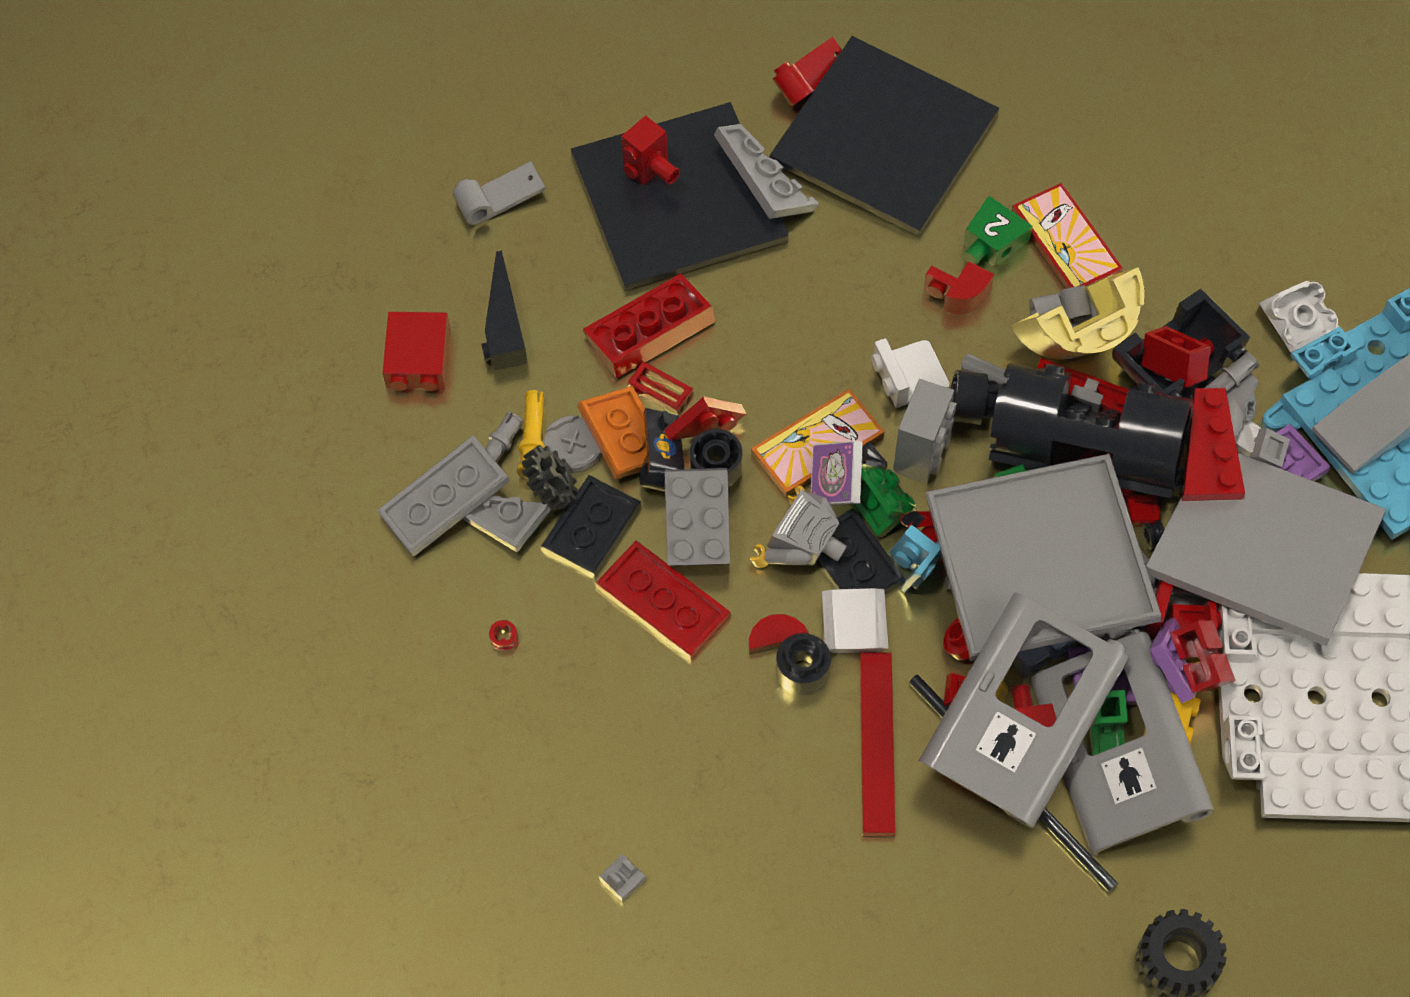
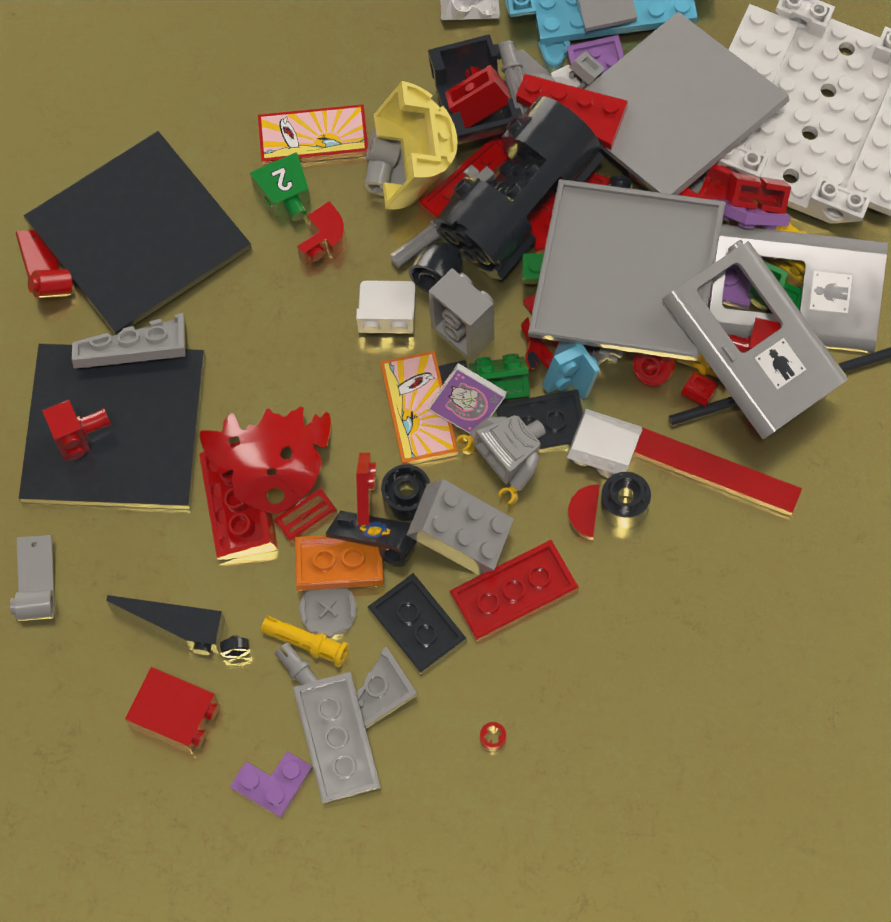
camera: 65 degrees left, 5 degrees up
(375, 468) = (275, 791): none -> medium lavender plate
(500, 377) = (234, 646): none -> black tile
(549, 477) = (363, 637): pearl dark grey gear -> none
(622, 878) = (758, 718): light grey tile -> none
(706, 311) = (261, 451): none -> red piece

